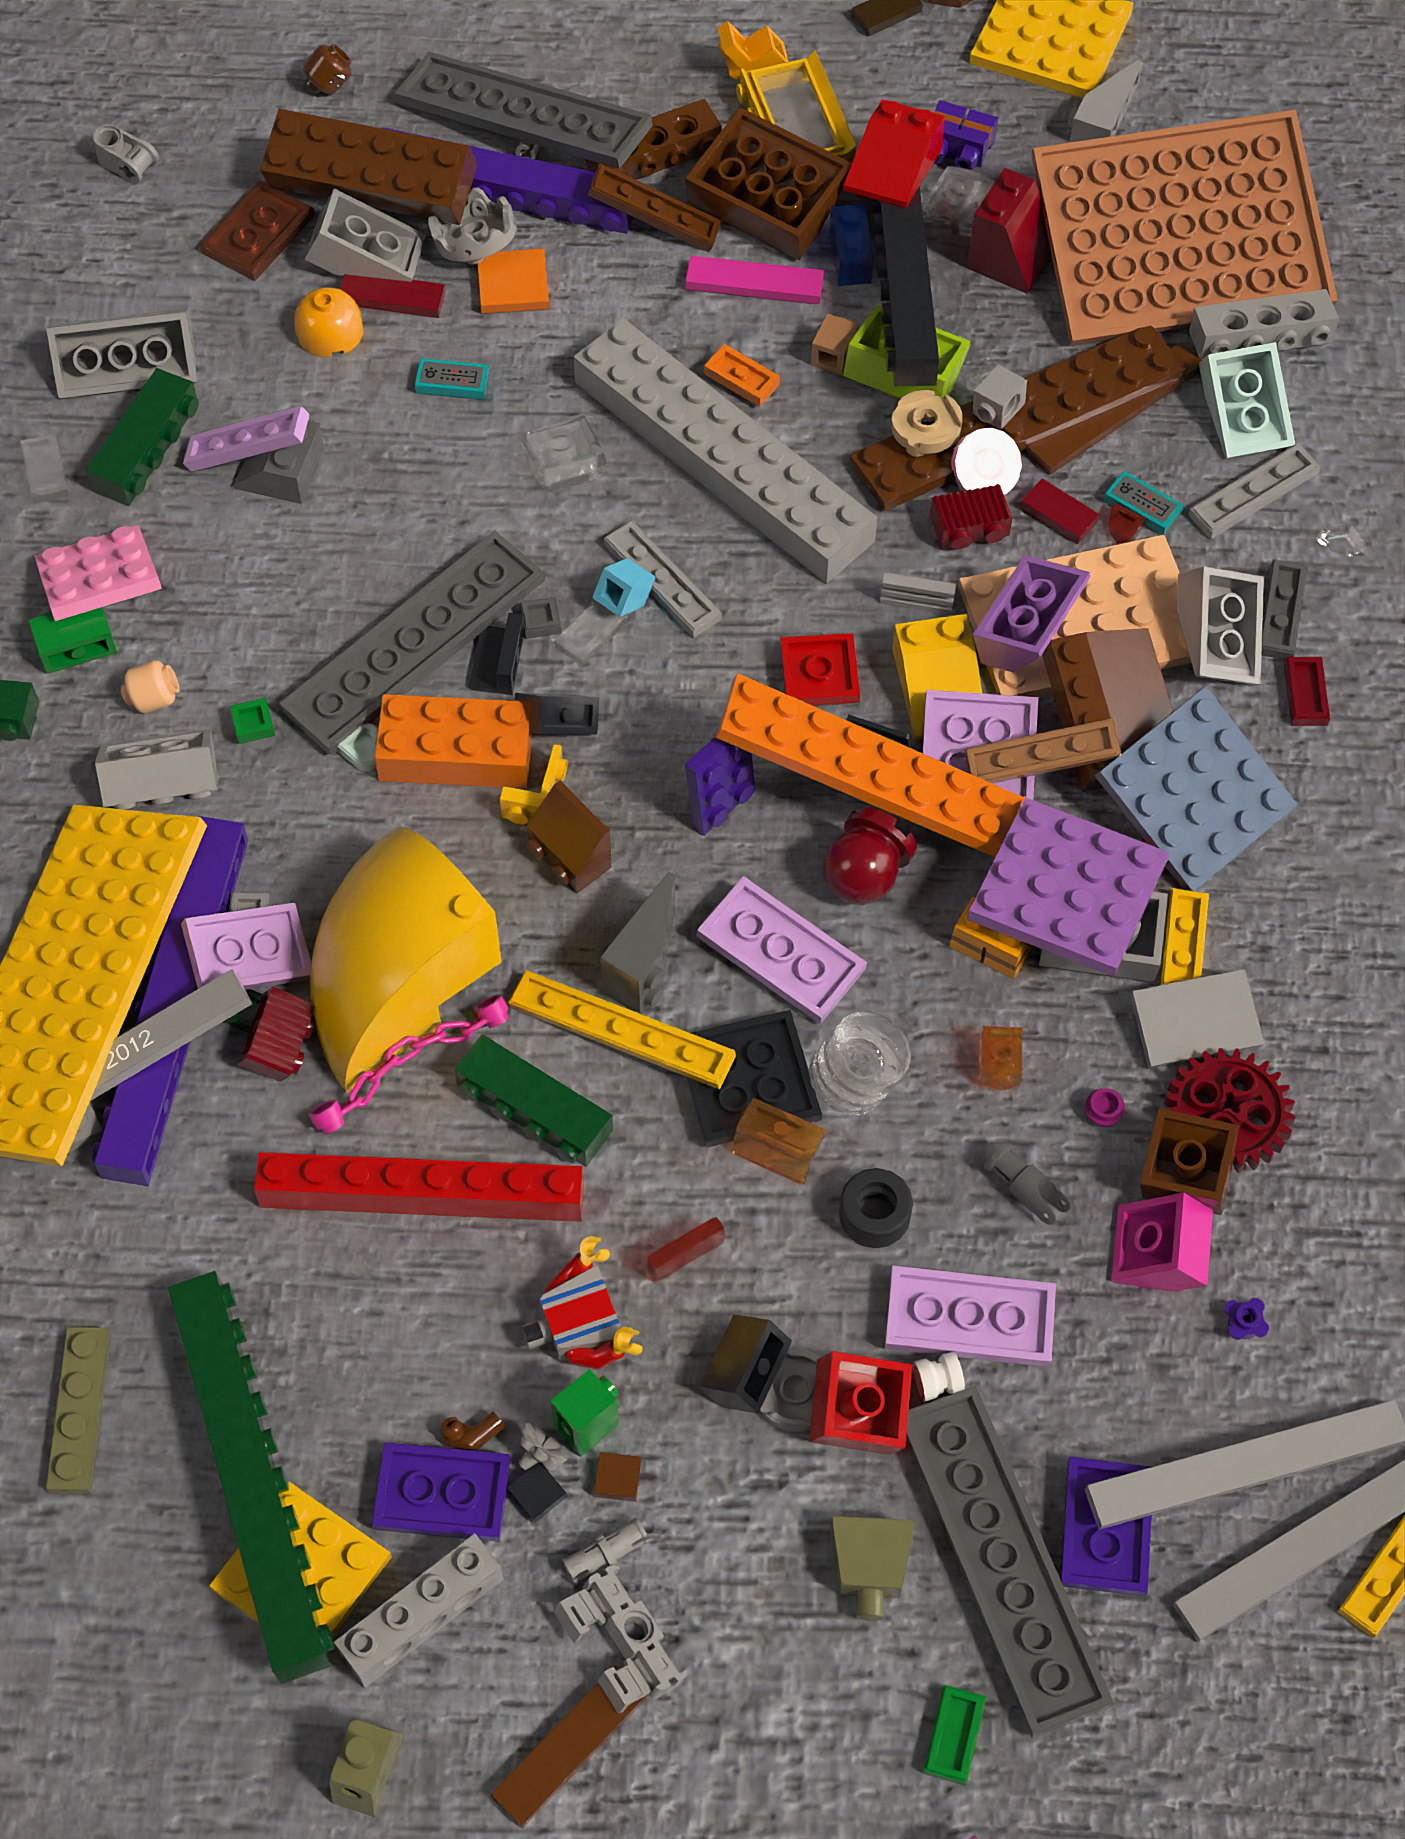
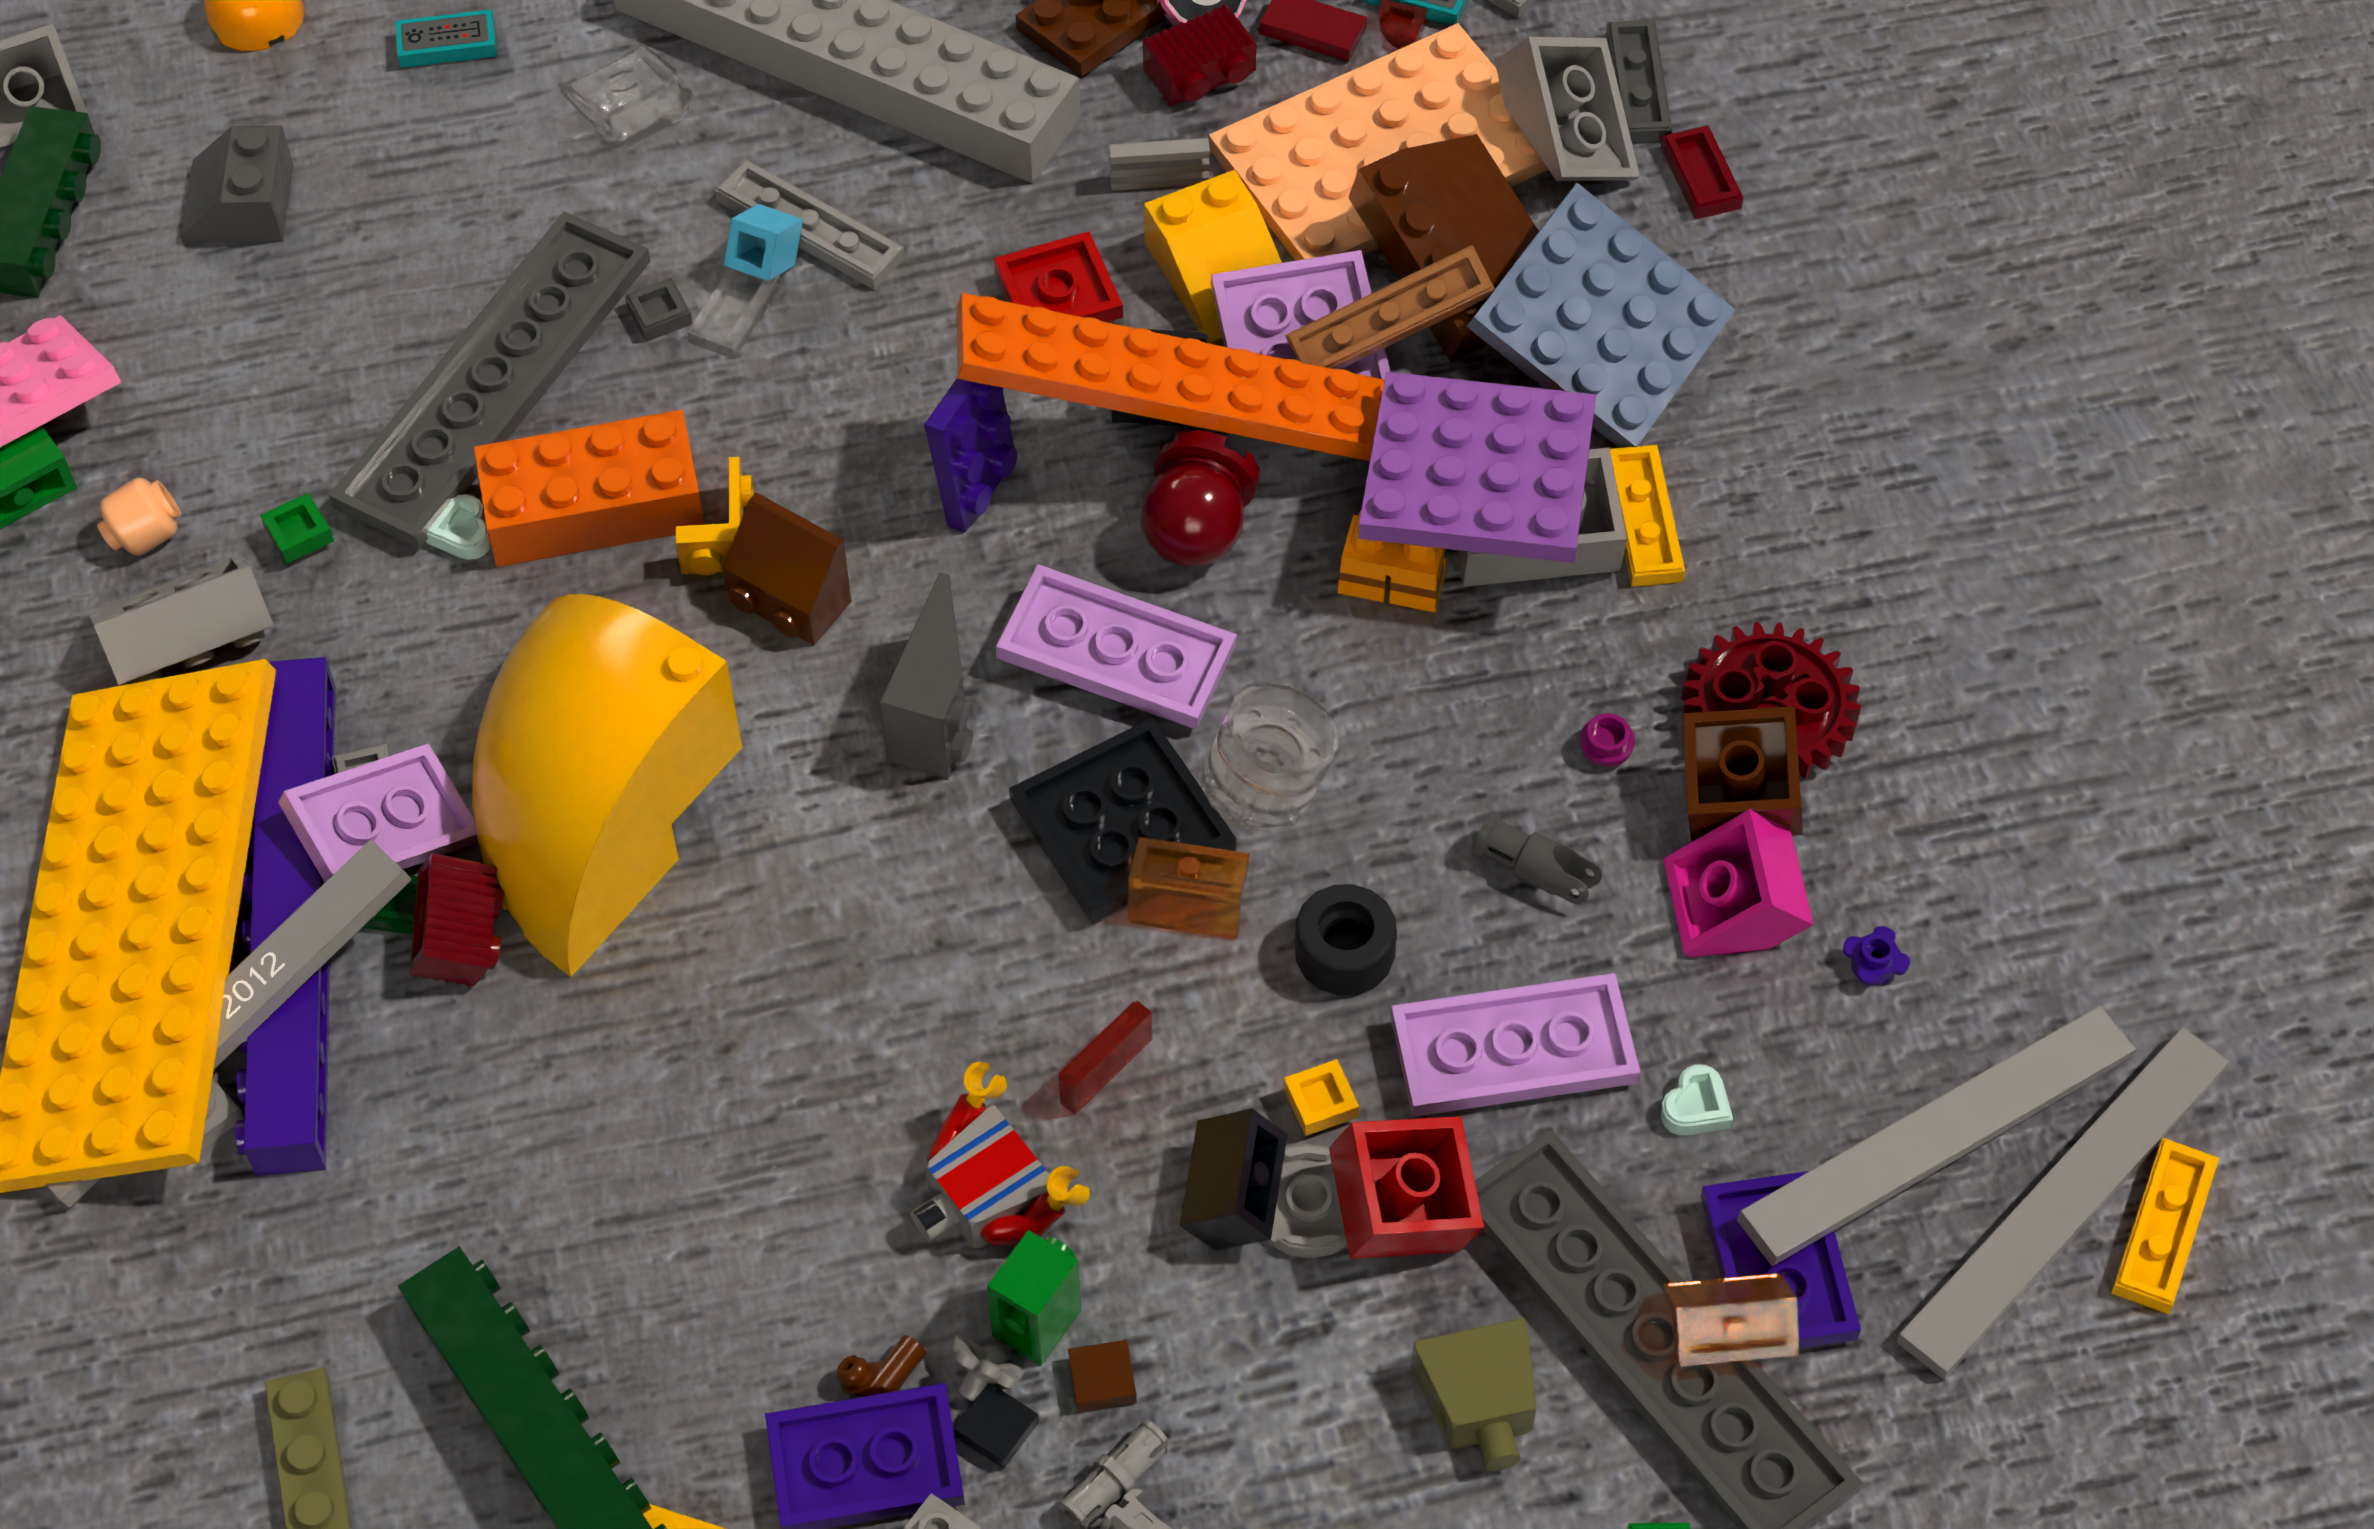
camera: 15 degrees left, 5 degrees down
(246, 438) = (185, 167): lavender plate -> none
(329, 1114) = (557, 1008): dark pink piece -> none
(419, 1186) = (712, 1068): red brick -> none
(498, 657) = (616, 371): black panel -> none
(533, 1101) = (837, 919): dark green brick -> none
(562, 713) = (728, 416): black panel -> none
(622, 1029) = (931, 797): yellow tile -> none
(825, 1318) = (1321, 1097): none -> yellow plate
(934, 1378) = (1498, 1130): white wheel -> none
(1003, 1043) = (1451, 709): clear orange brick -> none
(1028, 613) = (1317, 147): medium lavender slope -> none
(1058, 1560) = (1733, 1319): none -> clear orange panel
(1086, 1393) = (1697, 1103): none -> light aqua tile
(1196, 1017) = (1689, 597): light grey tile -> none

